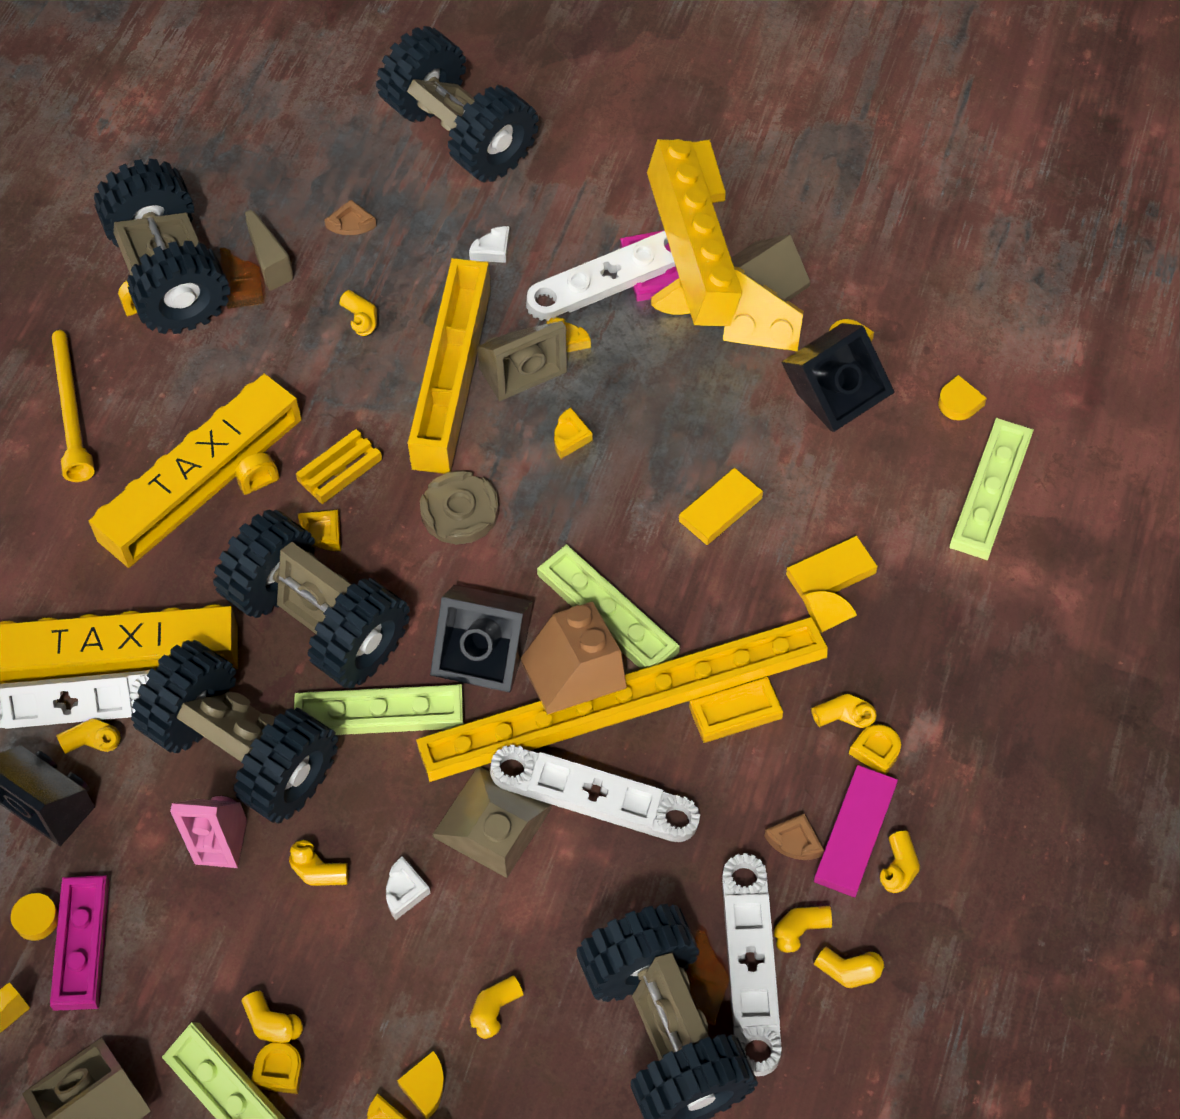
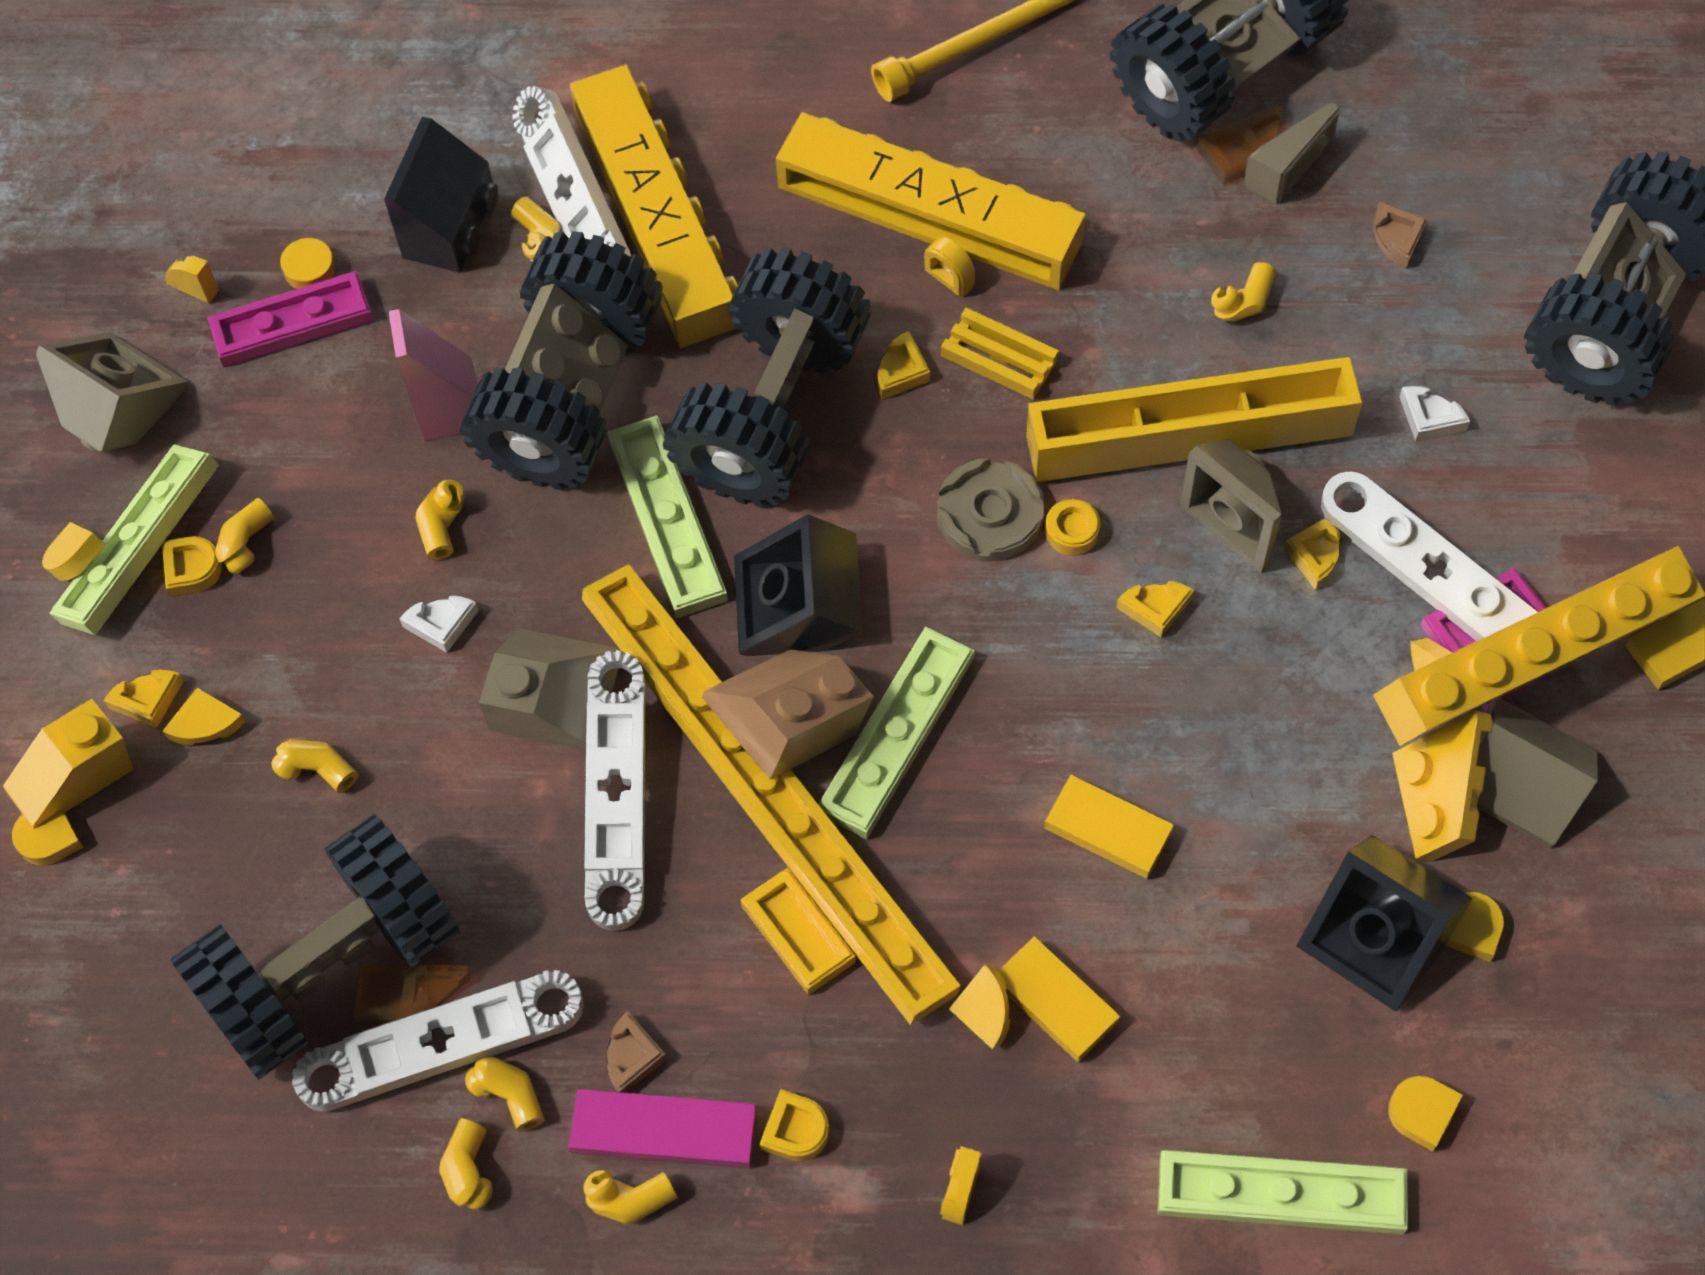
camera: 75 degrees right, 5 degrees up
(493, 463) = (1072, 527): none -> yellow tile
(846, 709) = (841, 1070): yellow arm -> none
(946, 656) = (961, 1186): none -> yellow tile

